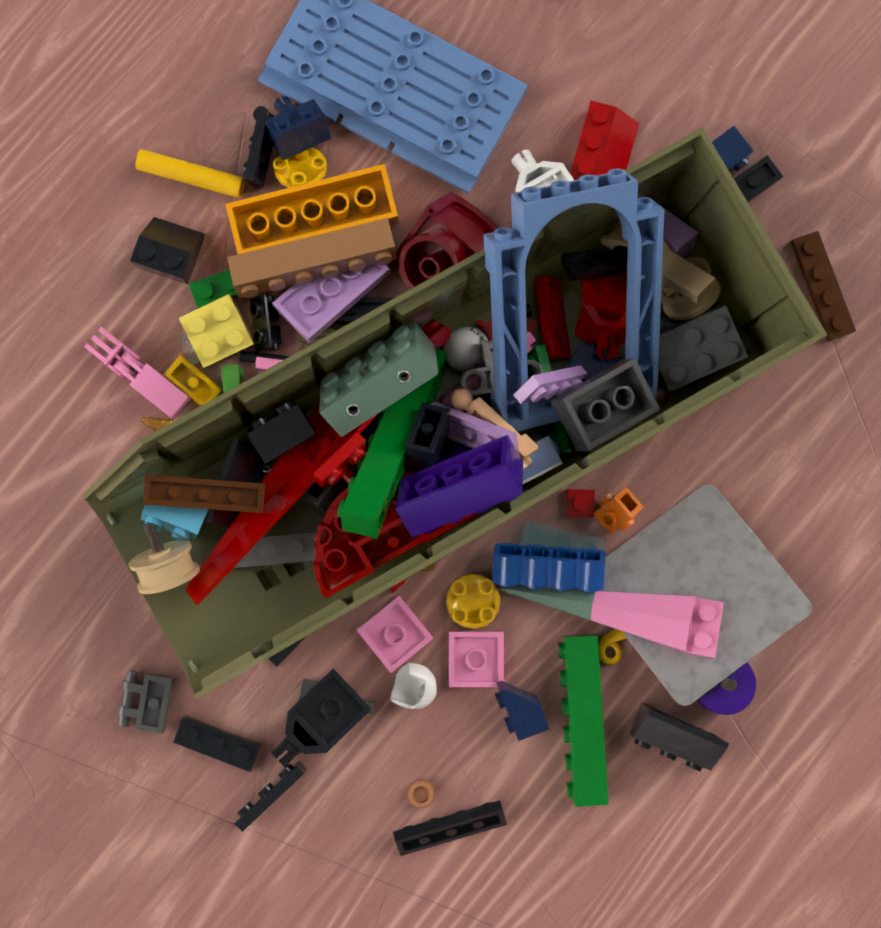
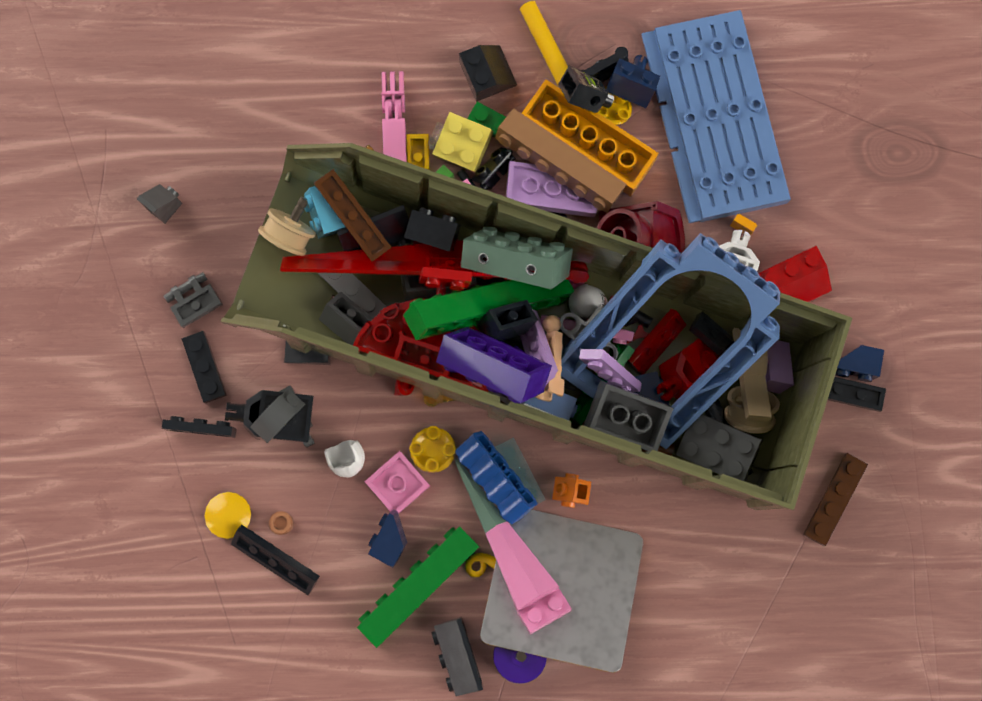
camera: 45 degrees right, 5 degrees down
(27, 654) = (160, 202): none -> dark grey slope
(267, 178) = (584, 90): none -> black torso
(290, 580) = (344, 317): none -> dark grey brick
(325, 717) = (277, 415): none -> dark grey brick
(371, 836) = (226, 514): none -> yellow dish
(395, 634) = (369, 418): bright pink tile -> none
(513, 146) = (744, 224): none -> light orange tile
(580, 503) = (555, 464): red plate -> none

